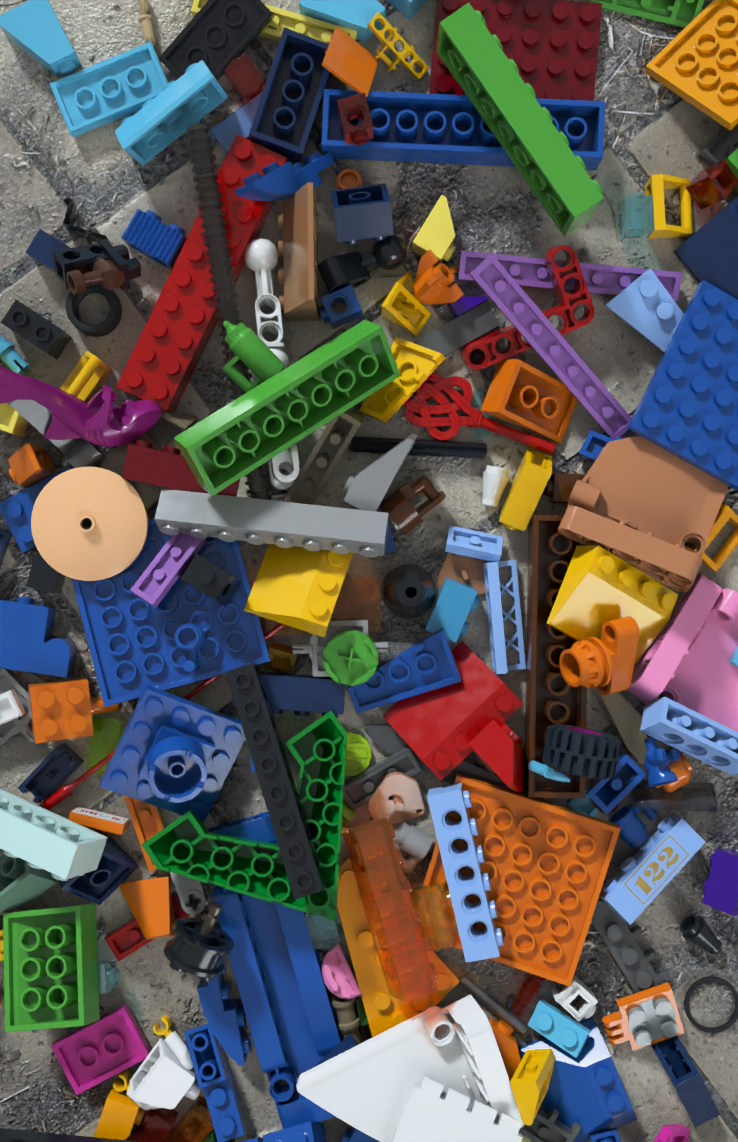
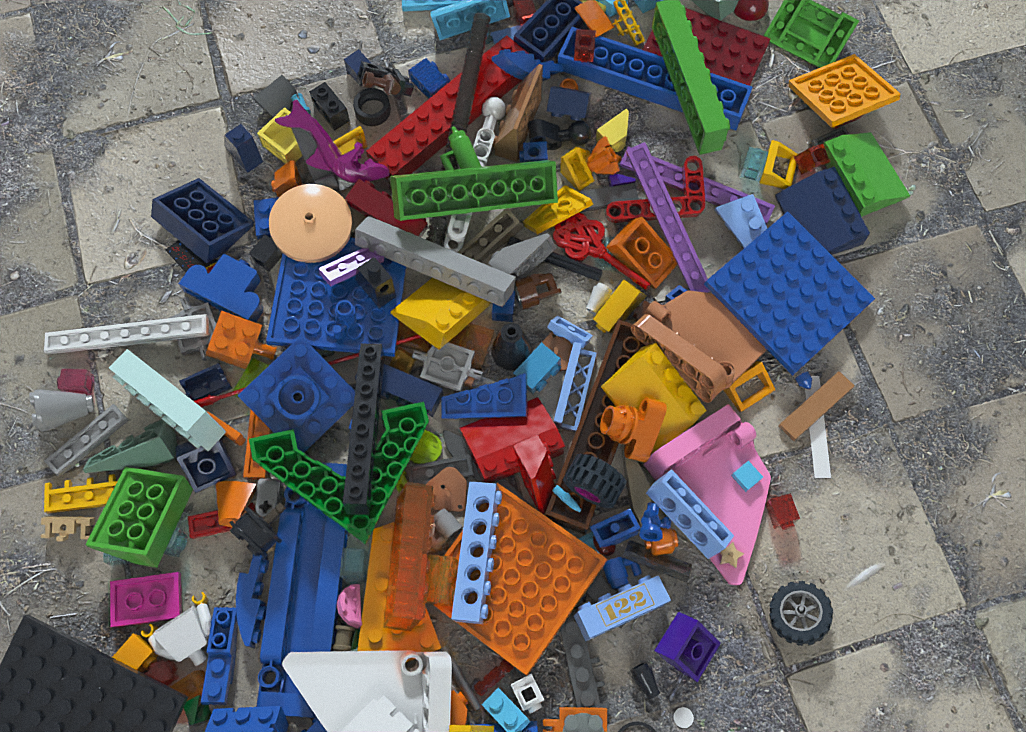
camera: 20 degrees right, 20 degrees down
(70, 203) = (380, 59): black piece -> none
(350, 657) = (452, 370): bright green tile -> none

